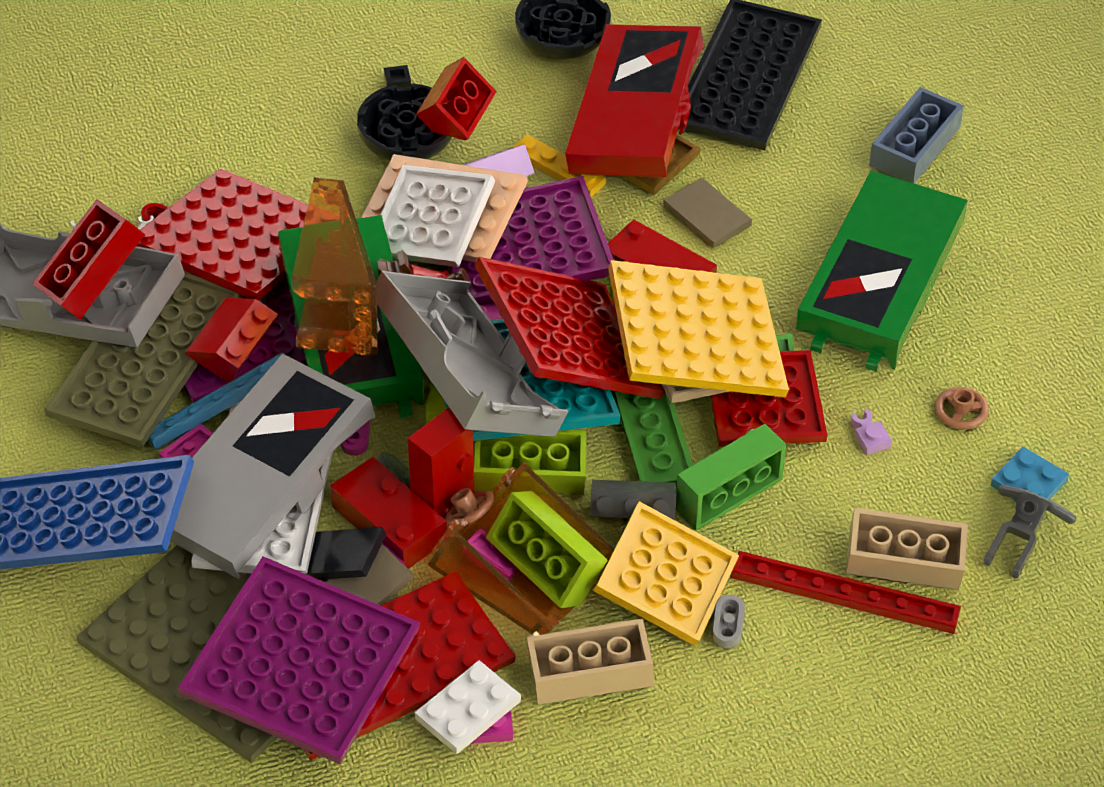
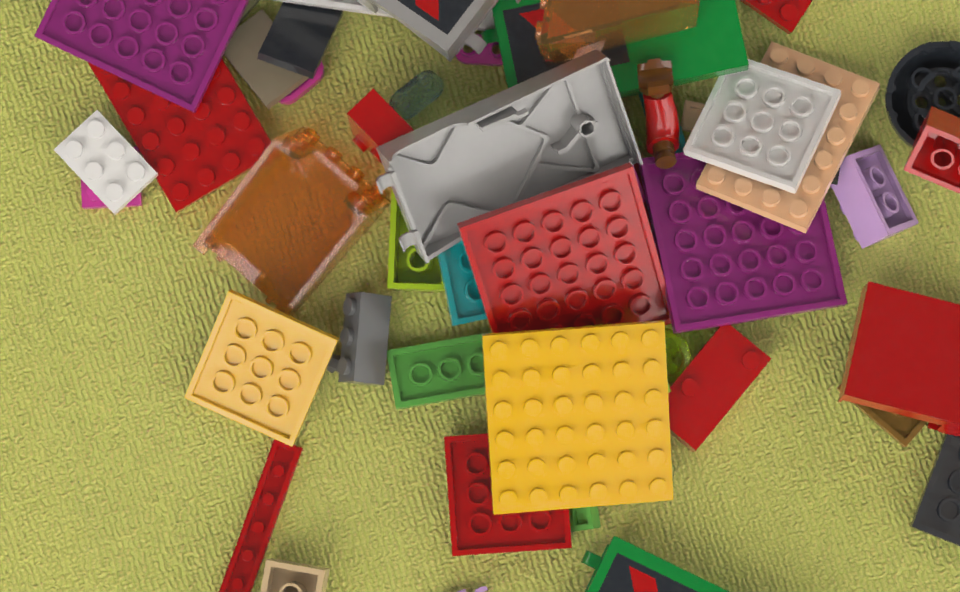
camera: 90 degrees right, 35 degrees up
(377, 498) = (374, 62): red brick -> none
(466, 504) = (351, 163): nougat piece -> none
(492, 554) = (299, 191): dark pink plate -> none
(546, 549) = (284, 242): lime brick -> none
(555, 165) = (894, 268): yellow plate -> none
(590, 661) = (156, 285): tan brick -> none
(707, 212) = (805, 450): dark tan tile -> none
(728, 623) = (210, 430): light grey plate -> none
(730, 476) = (386, 443): bright green brick -> none

